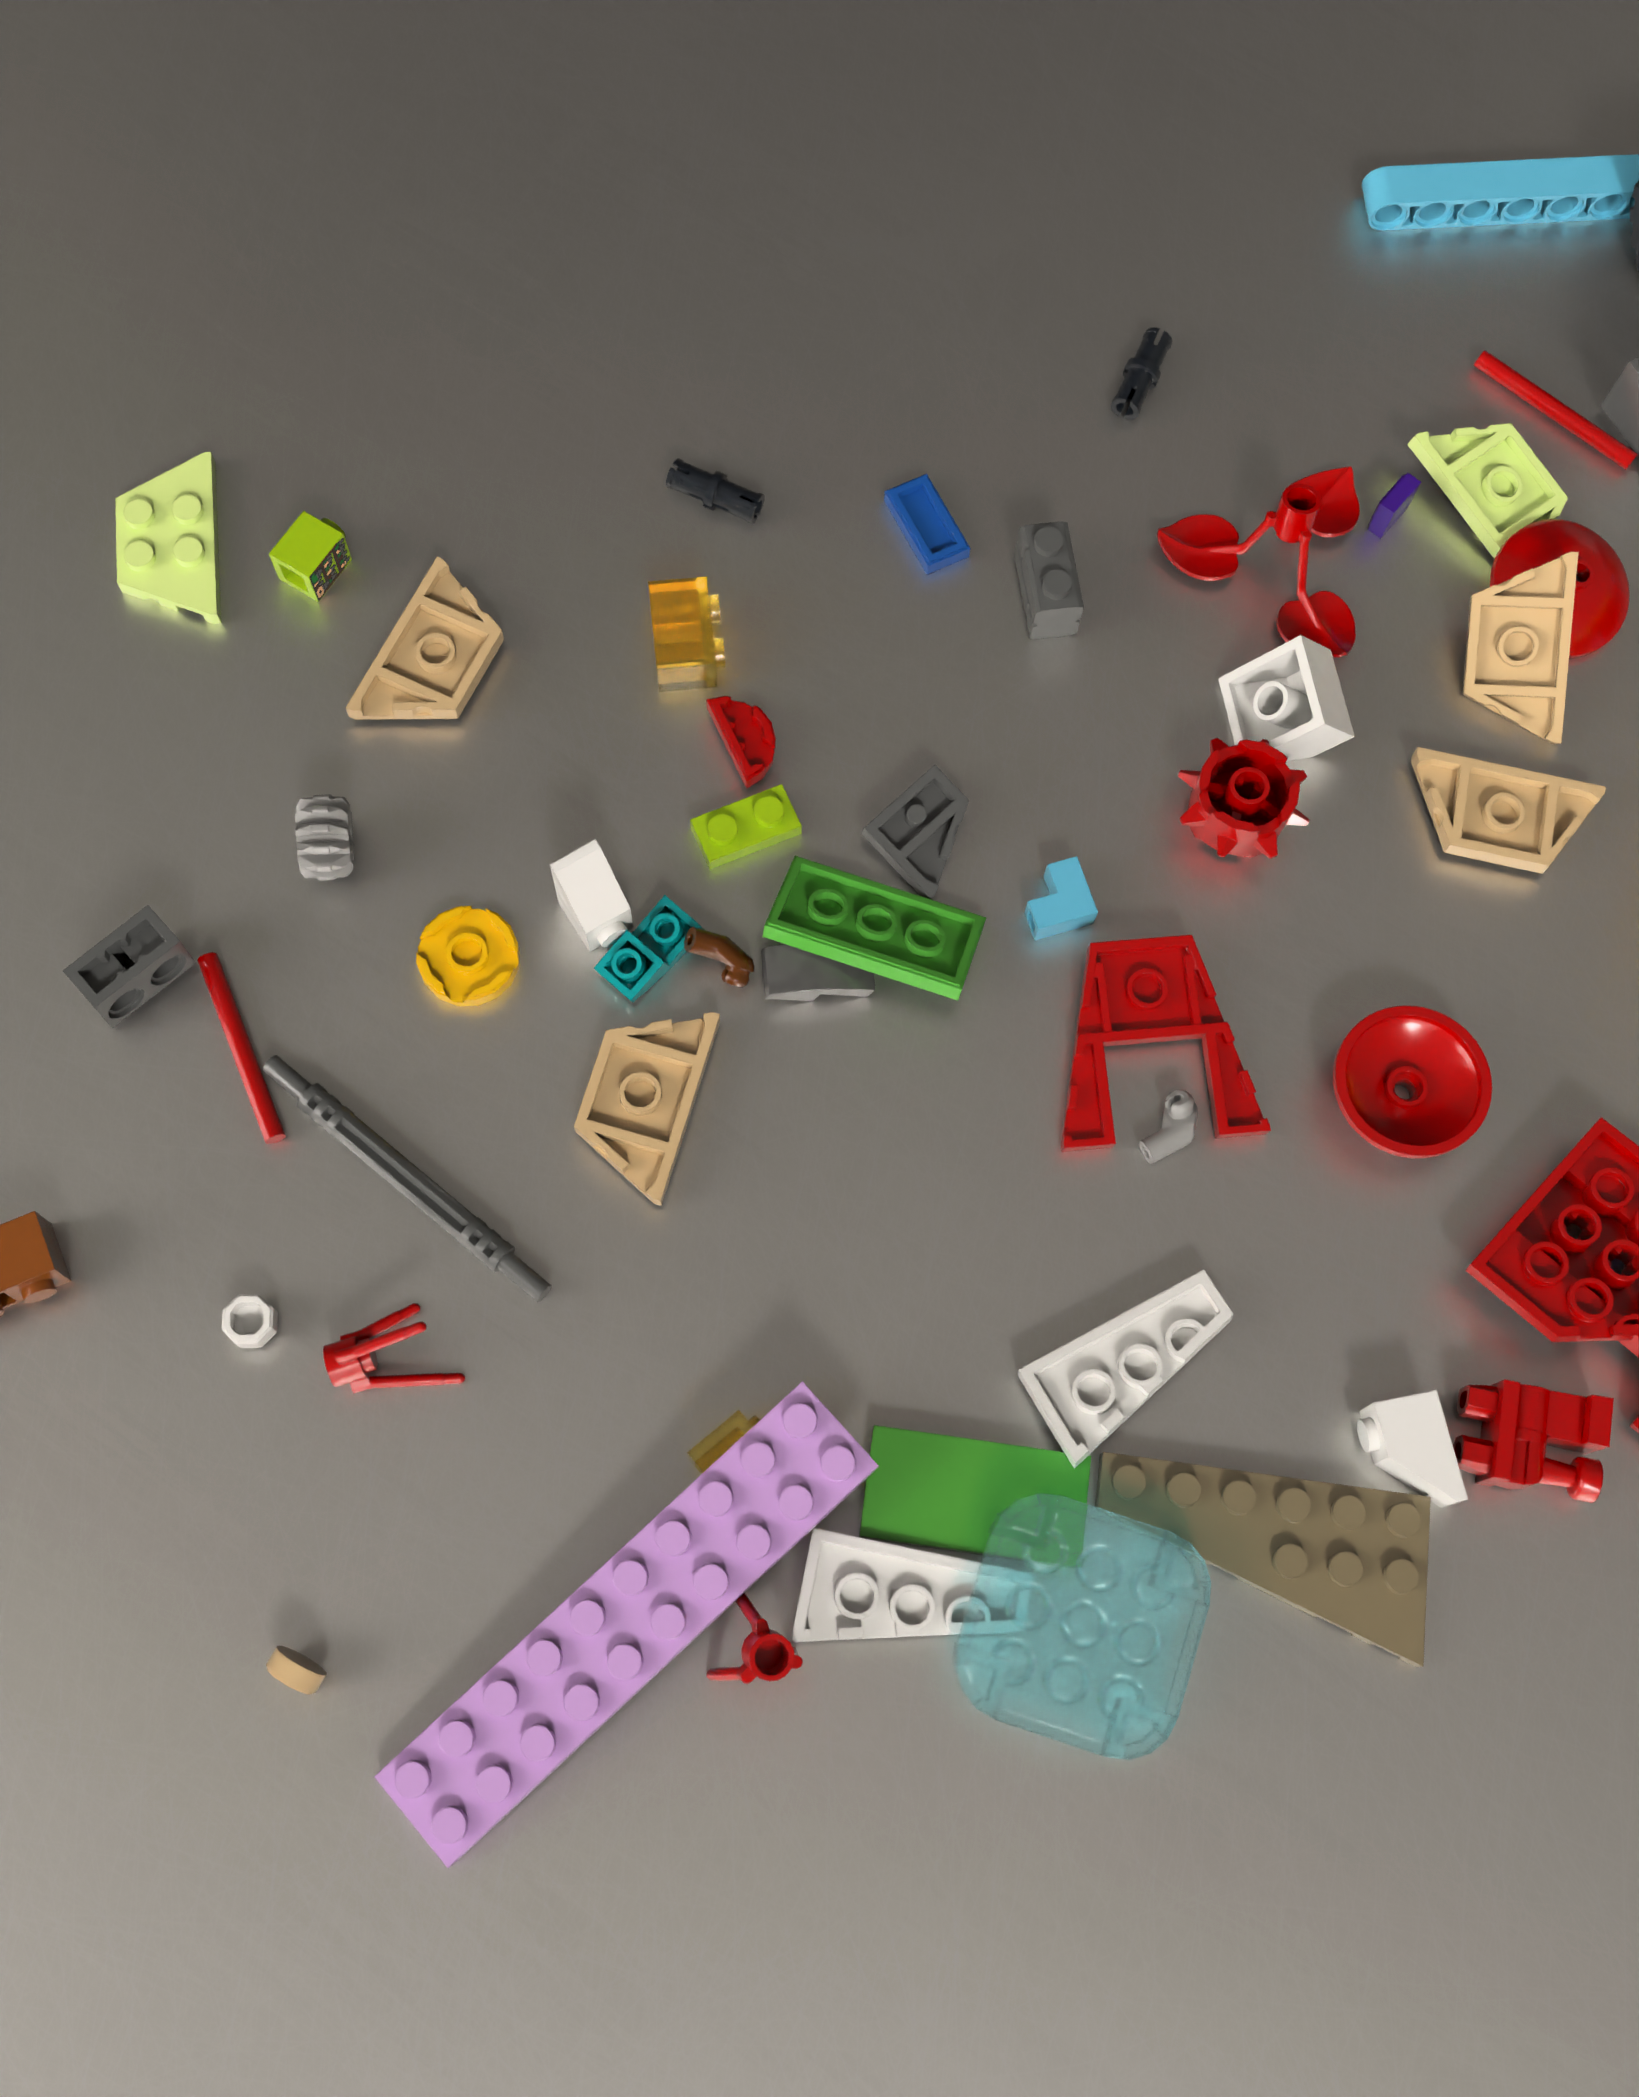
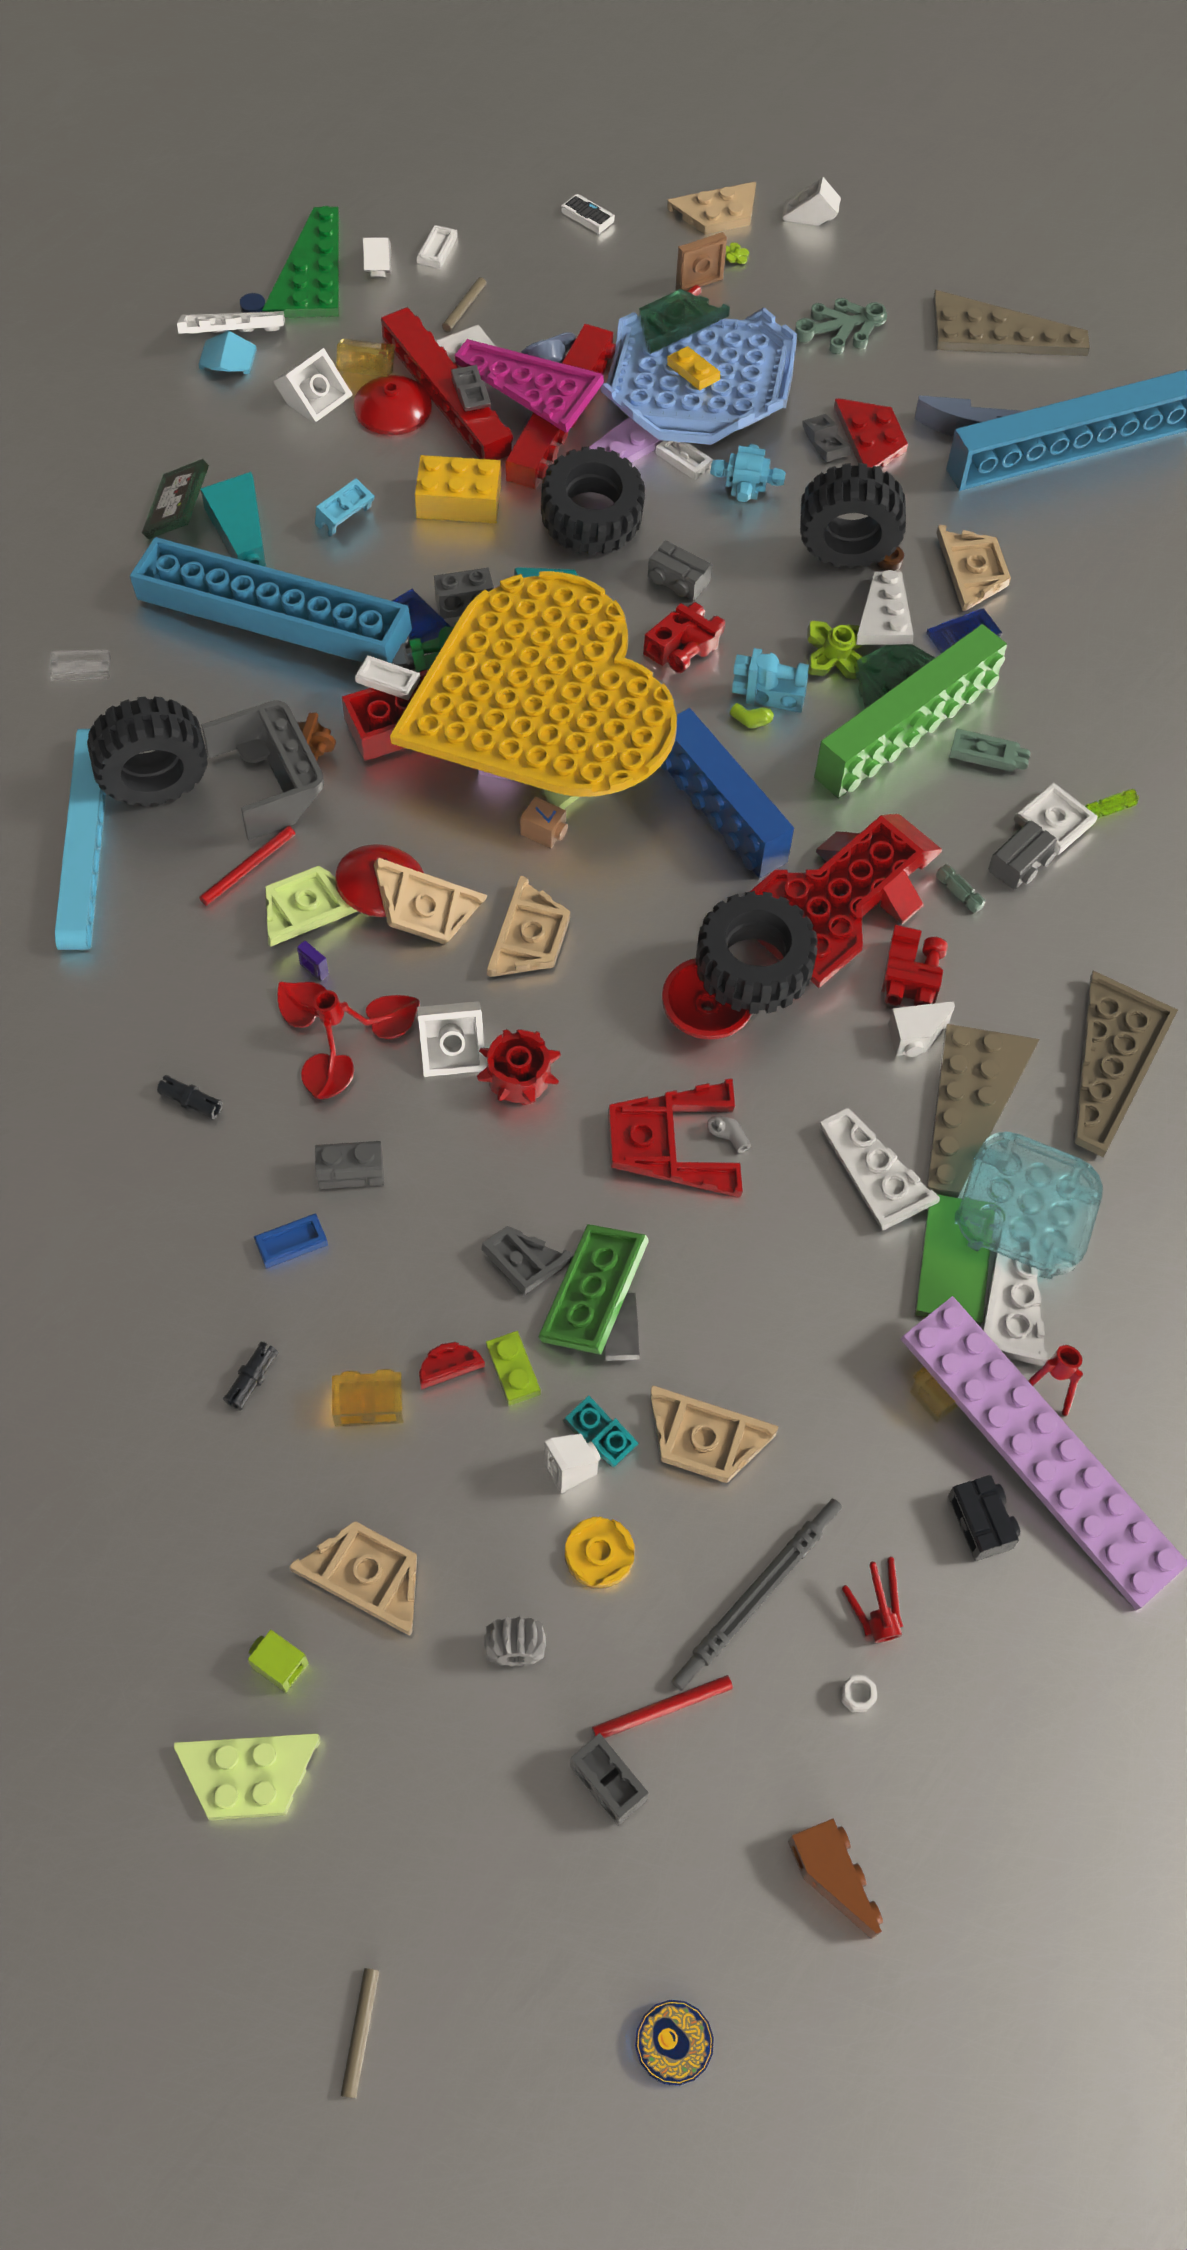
camera: 85 degrees left, 10 degrees down
(295, 1670) = (1082, 1656): tan tile -> none
(519, 1522) = (984, 1517): none -> black brick
(723, 949) = (604, 1383): reddish brown arm -> none
(1068, 904) = (578, 1175): medium azure piece -> none
(1435, 1821) = (1118, 1048): none -> dark tan wing
(1551, 1102) = (759, 919): none -> black tyre

